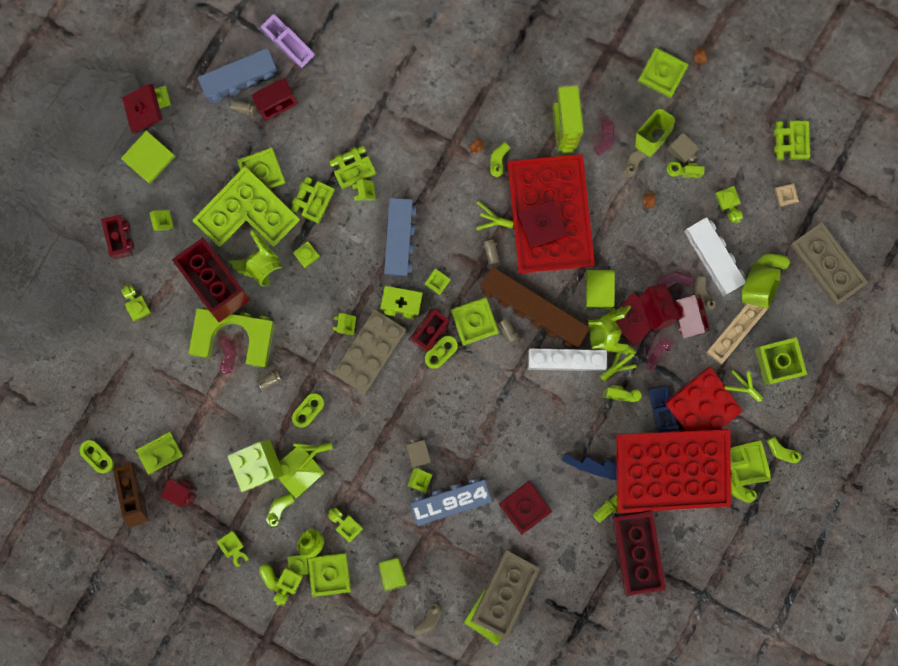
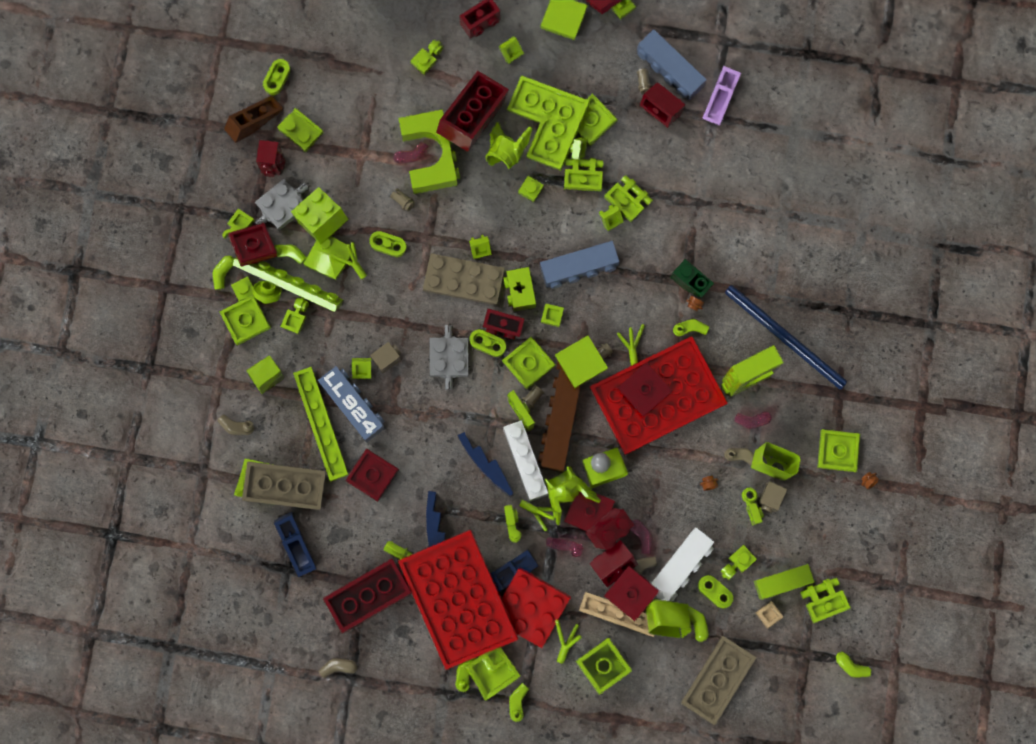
camera: 70 degrees right, 5 degrees down
(227, 500) = (278, 204): none -> light grey plate
(259, 540) = (252, 244): none -> dark red plate
(285, 194) = (578, 148): none -> lime plate
(288, 582) = (223, 286): lime plate -> none
(308, 520) = (293, 284): none -> lime plate
(440, 394) = (448, 357): none -> light grey plate
(454, 139) = (691, 279): none -> dark green slope
(458, 538) = (320, 424): none -> lime plate
(496, 271) = (581, 361): none -> lime tile
(519, 345) = (521, 410): none -> lime plate
(539, 77) = (785, 337): none -> dark blue axle
(562, 395) = (489, 469): none -> dark blue slope
(562, 604) = (294, 544): none -> dark blue slope
(597, 291) = (600, 462): none -> light grey piece
(689, 604) = (338, 664): none -> dark tan arm
(725, 309) = (631, 593): none -> dark red plate
(749, 234) = (715, 591): none -> lime plate
(763, 170) = (784, 581): none -> lime slope
(860, 142) = (850, 668): none -> lime arm

